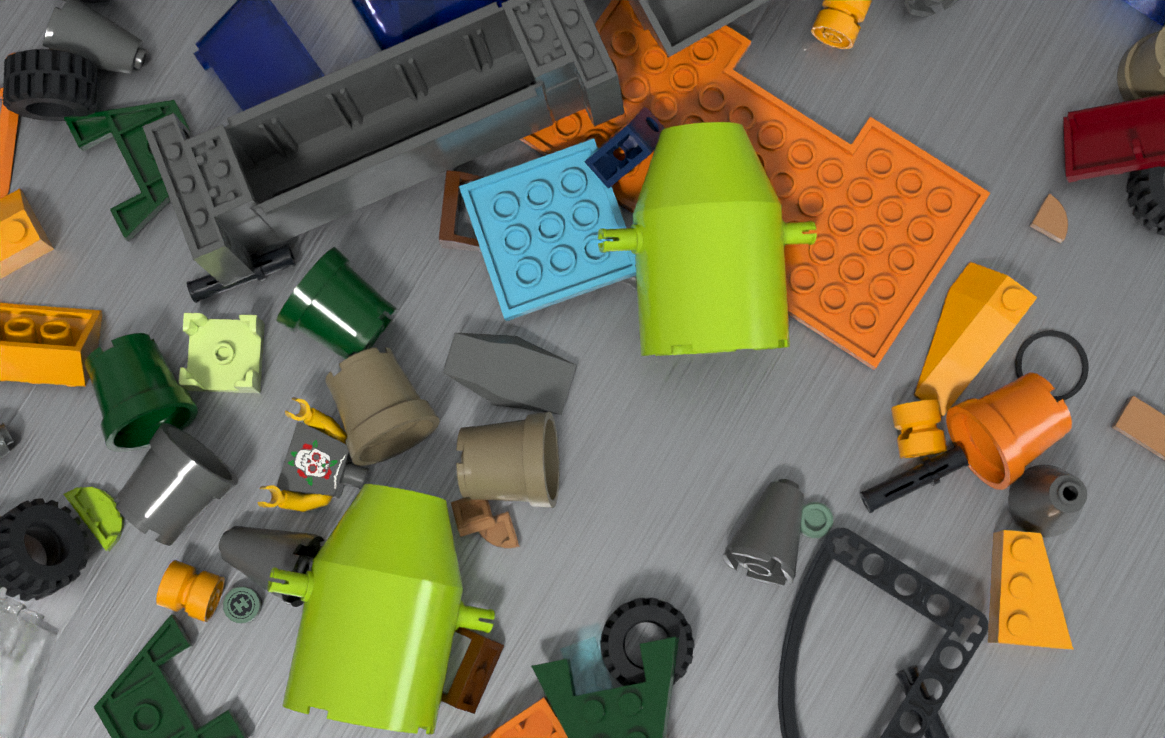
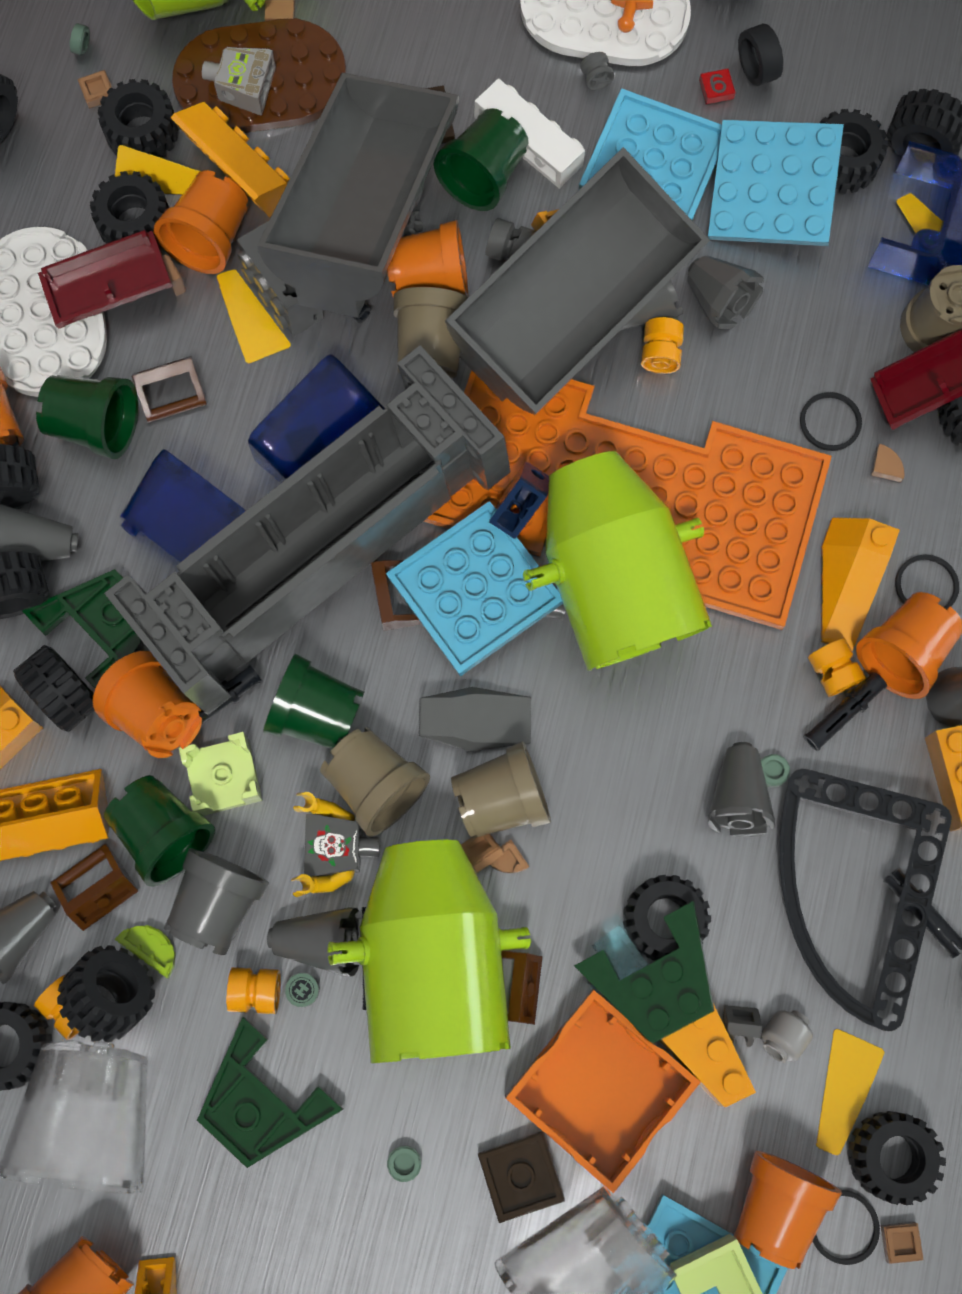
camera: 20 degrees left, 5 degrees down
(62, 445) = (101, 896): none -> reddish brown tile
(73, 212) = (55, 688): none -> black tyre
(156, 258) = (146, 704): none -> orange piece
(1004, 121) = (849, 402): none -> black piece

